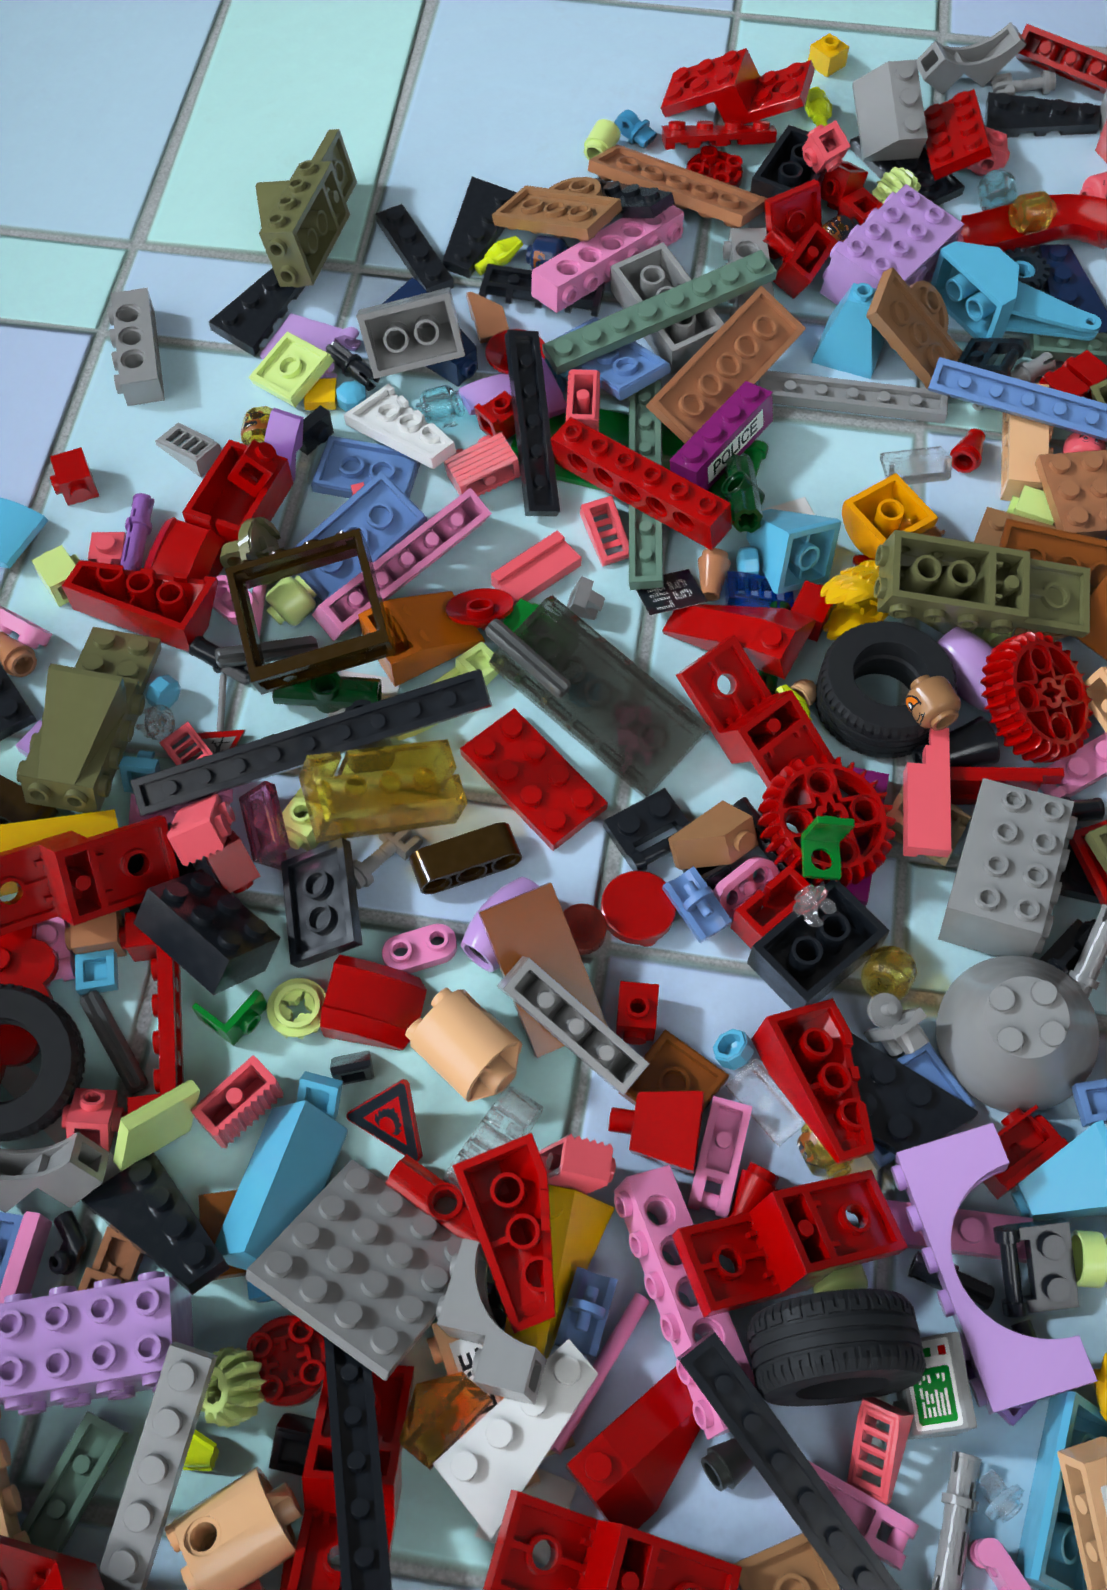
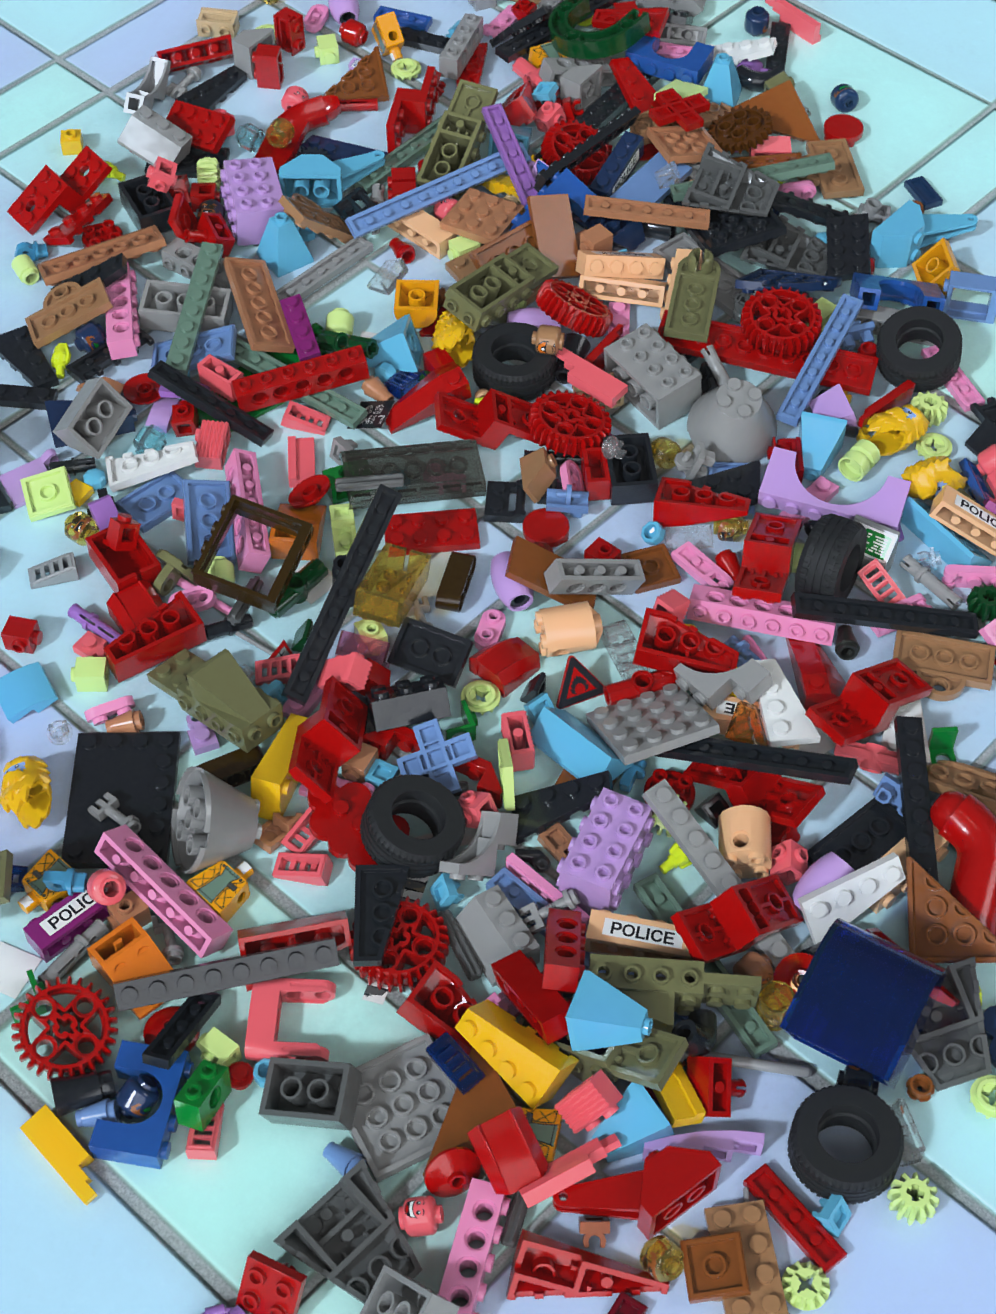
camera: 55 degrees left, 10 degrees down
(134, 1023) = (438, 757): none -> medium blue plate
(663, 1127) = (674, 572): red torso -> none
(783, 466) = (340, 321): none -> yellowish green head
(825, 835) = (582, 423): green bracket -> none
(1048, 1264) = (843, 483): black plate -> none

